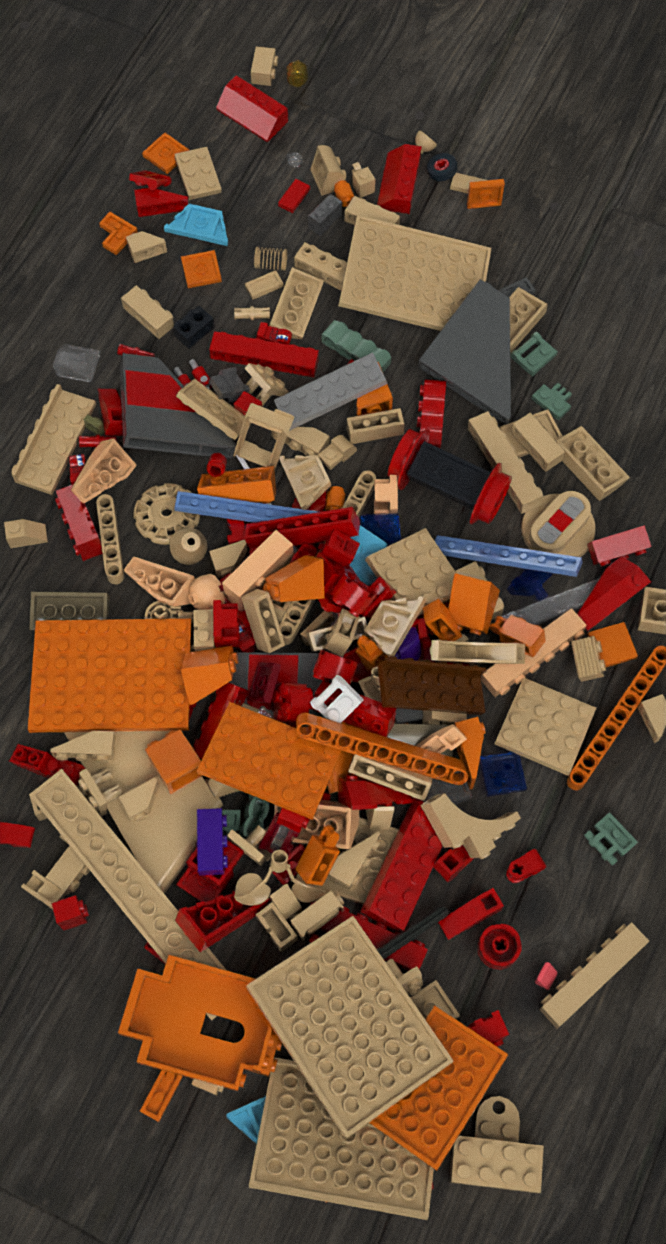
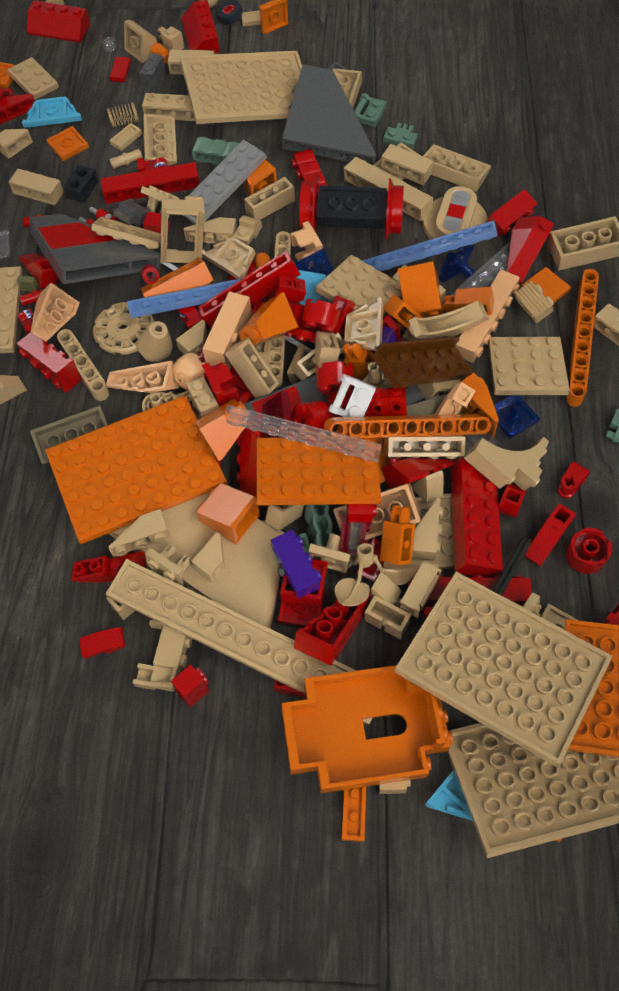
camera: 20 degrees left, 5 degrees down
(276, 723) = (303, 433): none -> clear plate

